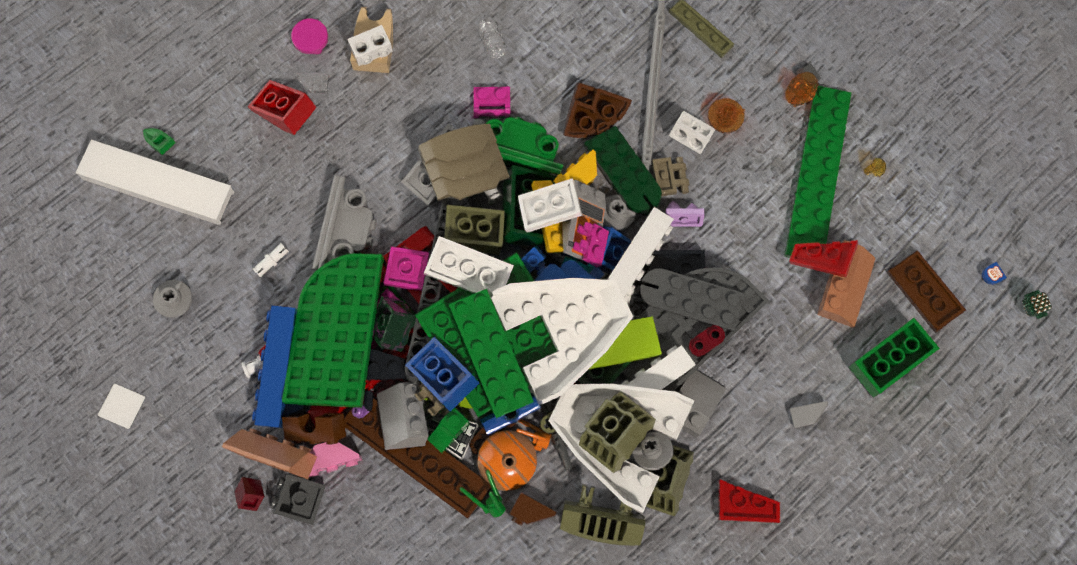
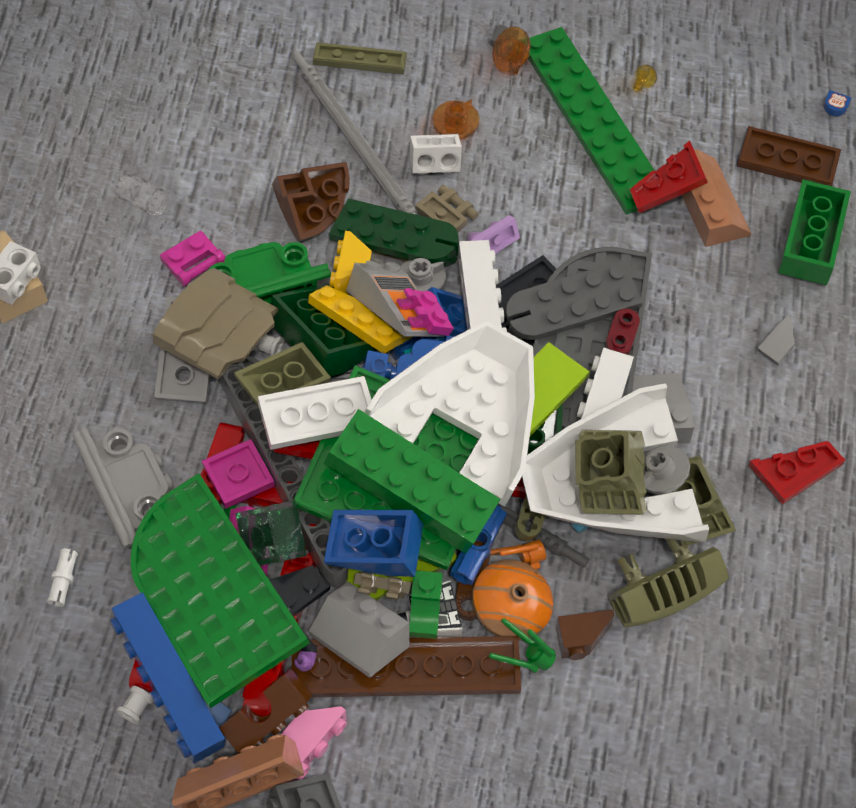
camera: 35 degrees left, 15 degrees down
(549, 205) = (350, 300): white plate -> none

